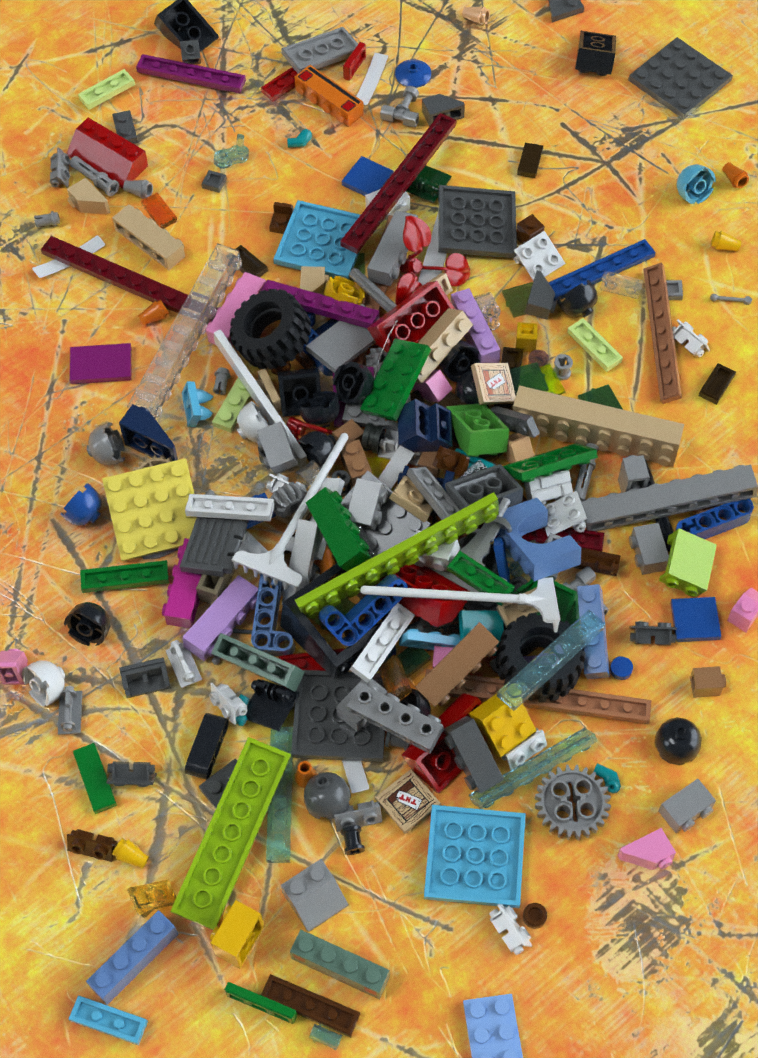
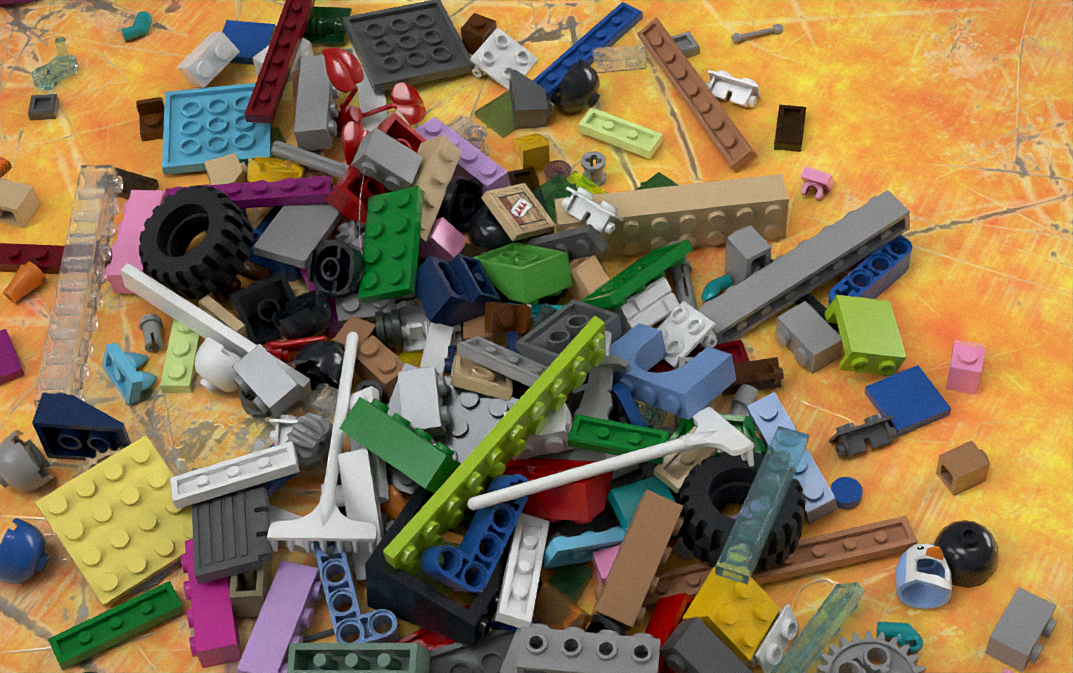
camera: 20 degrees left, 10 degrees down
(335, 185) = (208, 59): none -> white brick
(416, 317) = (387, 160): none -> light grey brick
(534, 397) = (601, 215): none -> white hinge
(604, 487) = (715, 287): none -> teal arm
(640, 746) = (923, 577): none -> light blue piece
(714, 433) = (816, 179): none -> bright pink tile

